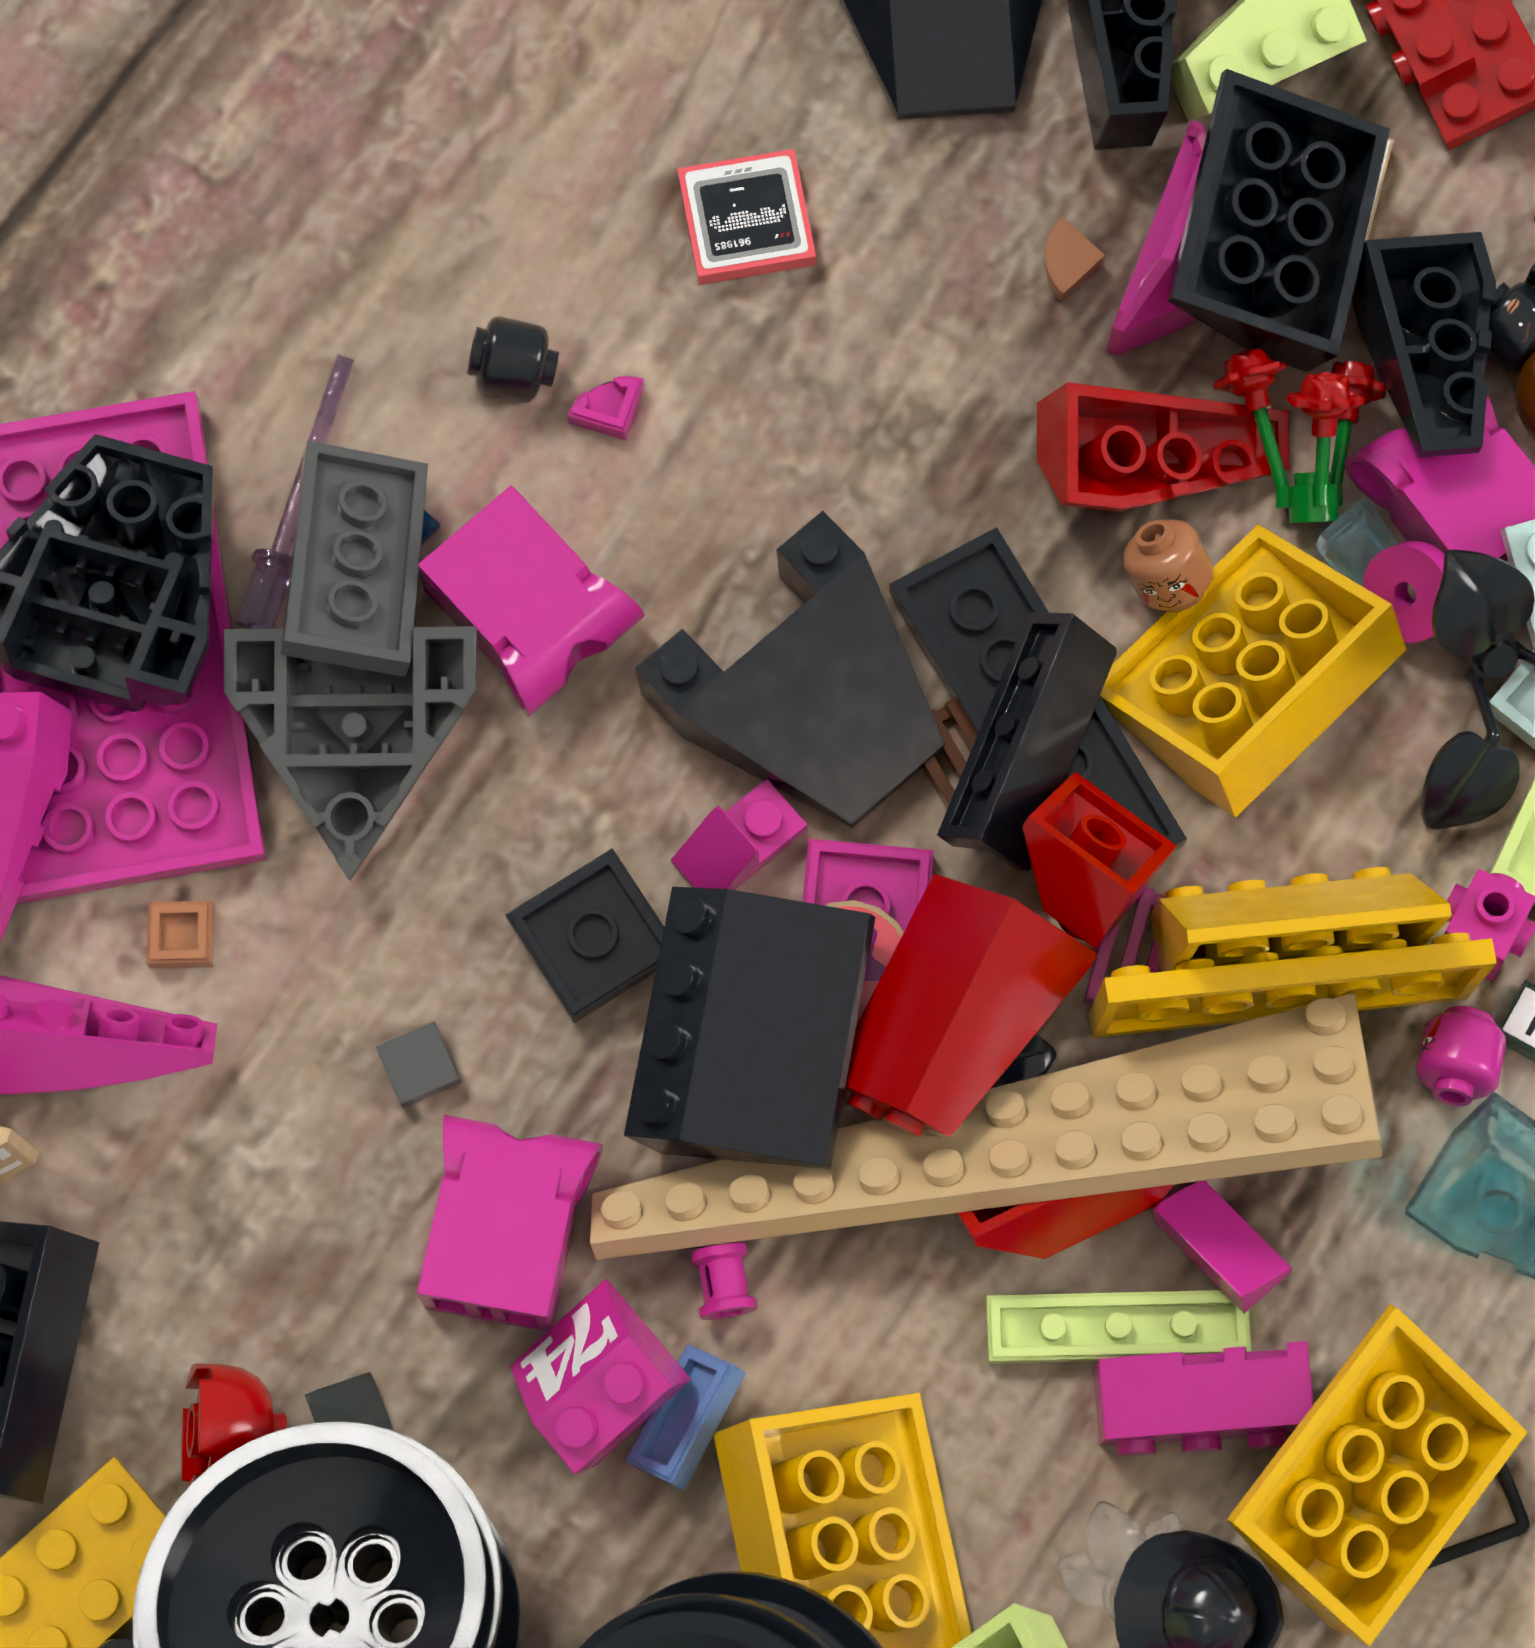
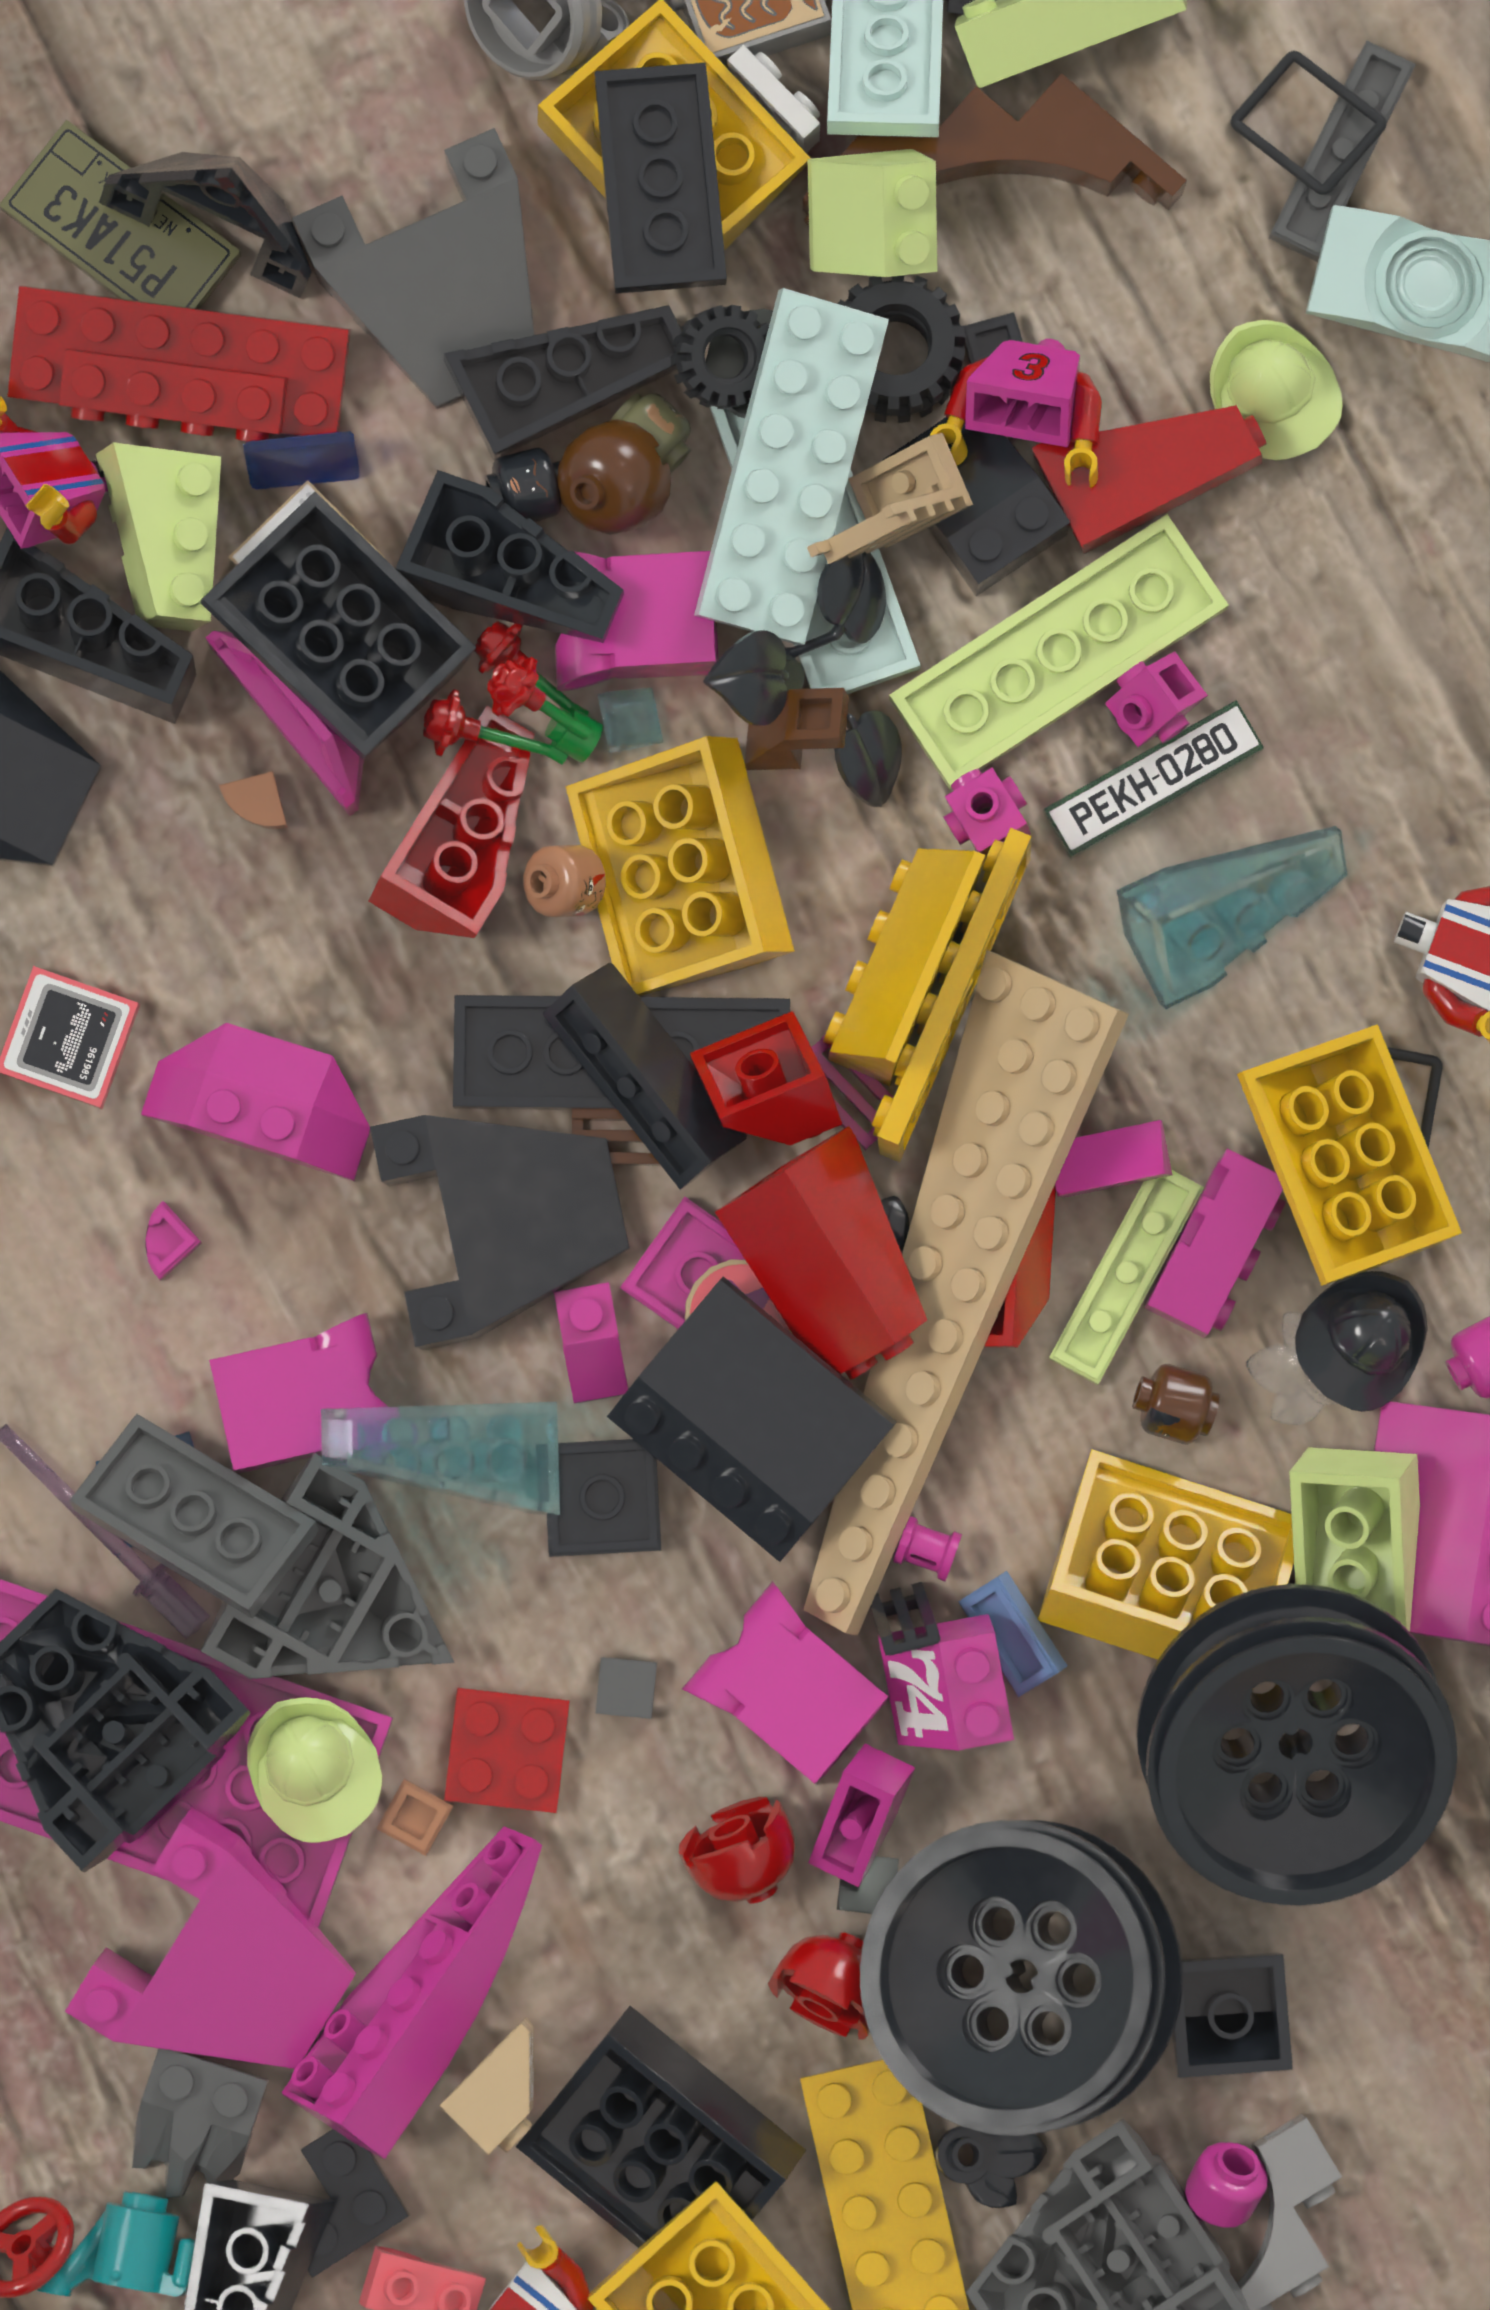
camera: 60 degrees left, 10 degrees up
(171, 804) = (313, 1769): none -> yellowish green hat
(293, 985) = (507, 1750): none -> red plate
(309, 1267) = (742, 1853): none -> red cylinder
(416, 1364) = (861, 1814): none -> dark pink slope
(512, 359) = (87, 1297): black head -> none
(560, 767) = (462, 1450): none -> clear light blue wedge
(643, 1285) = (900, 1606): none -> black tile
(793, 415) = (262, 1099): none -> dark pink wedge
(1015, 1451) = (1176, 1404): none -> reddish brown head
(1389, 577) = (674, 710): dark pink piece -> none
(1421, 132) = (302, 458): none -> clear blue slope
(1456, 686) = (808, 721): none -> reddish brown slope
(1461, 1055) = (1073, 894): dark pink head -> none

